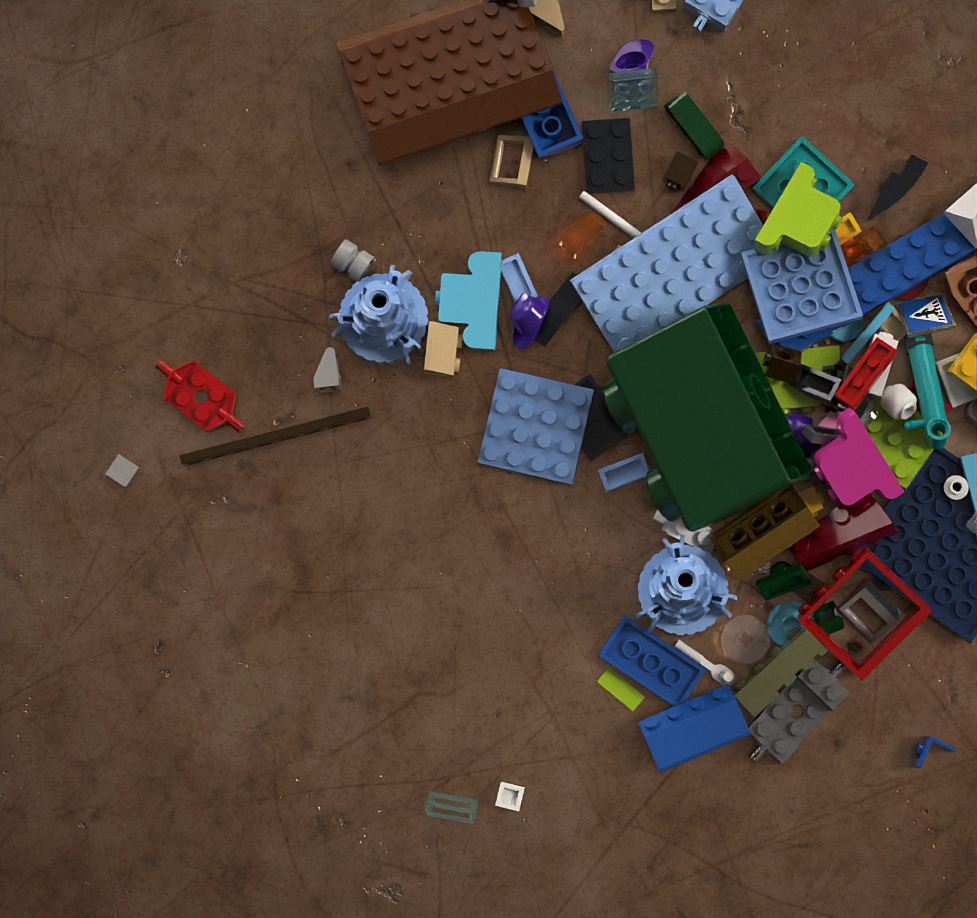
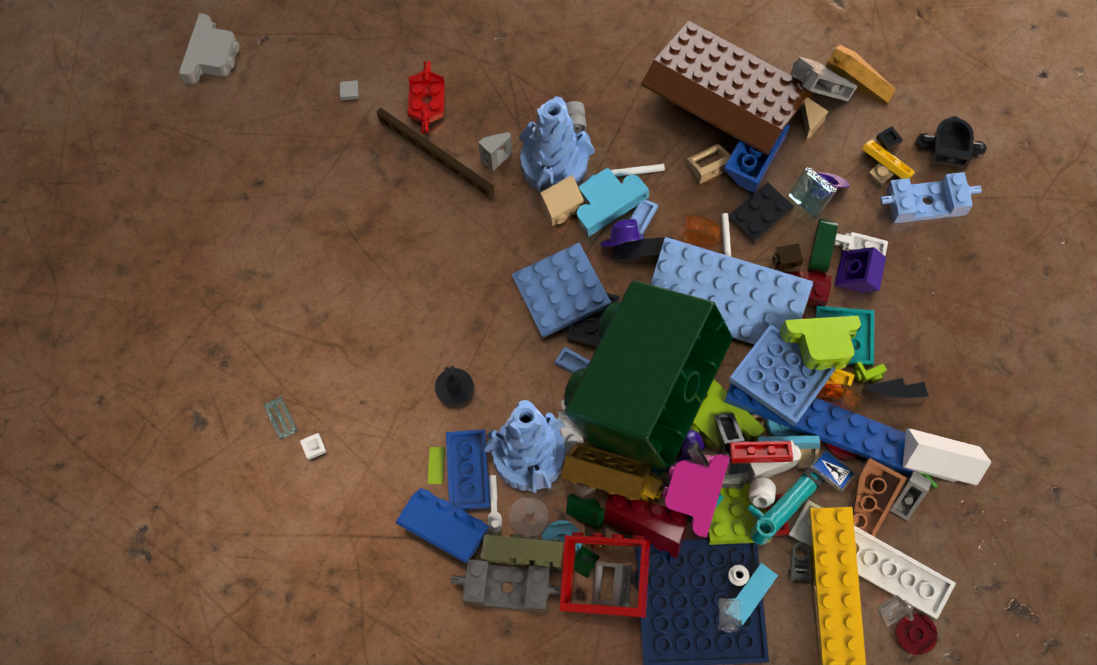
camera: 55 degrees right, 15 degrees down
(461, 241) = (638, 170): none -> white bar
(555, 611) = (454, 387): none -> black piece
(725, 85) = (859, 241): none -> white hinge
(749, 112) = (861, 270): none -> dark purple slope
(782, 363) = (723, 398): dark brown brick -> none
(864, 194) = (874, 374): none -> lime bracket

